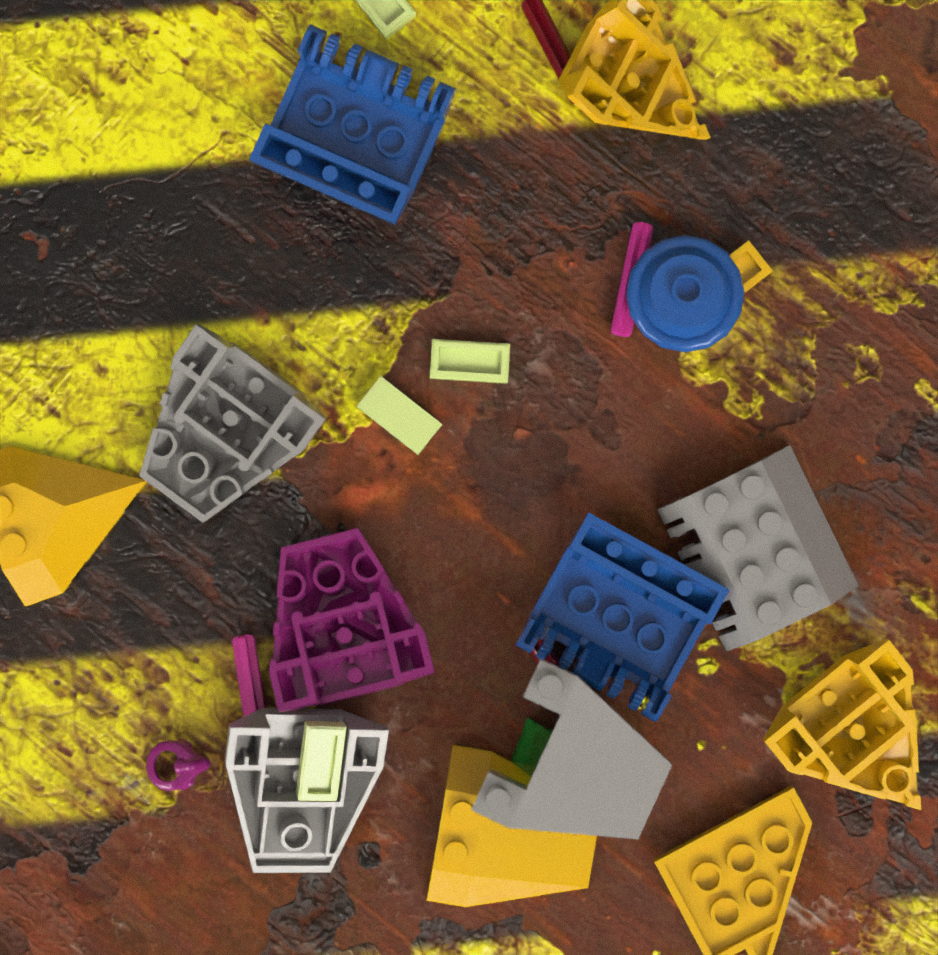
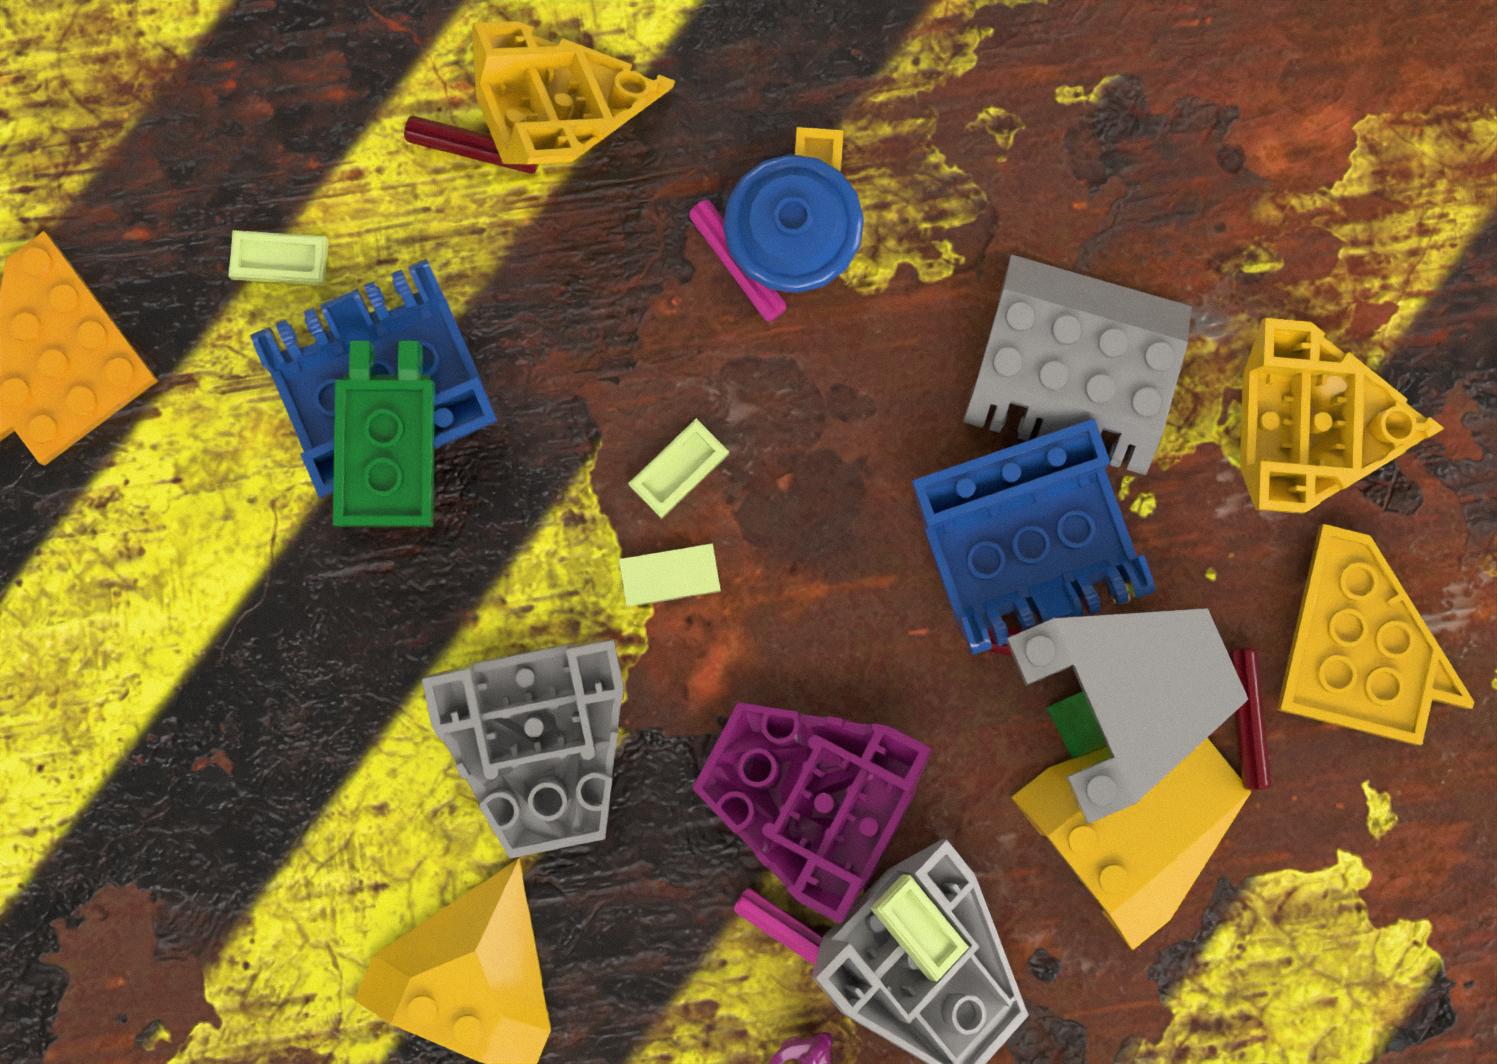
camera: 45 degrees left, 5 degrees down
(318, 167) = (384, 442): none -> green tile
(631, 849) = (1251, 722): none -> dark red axle

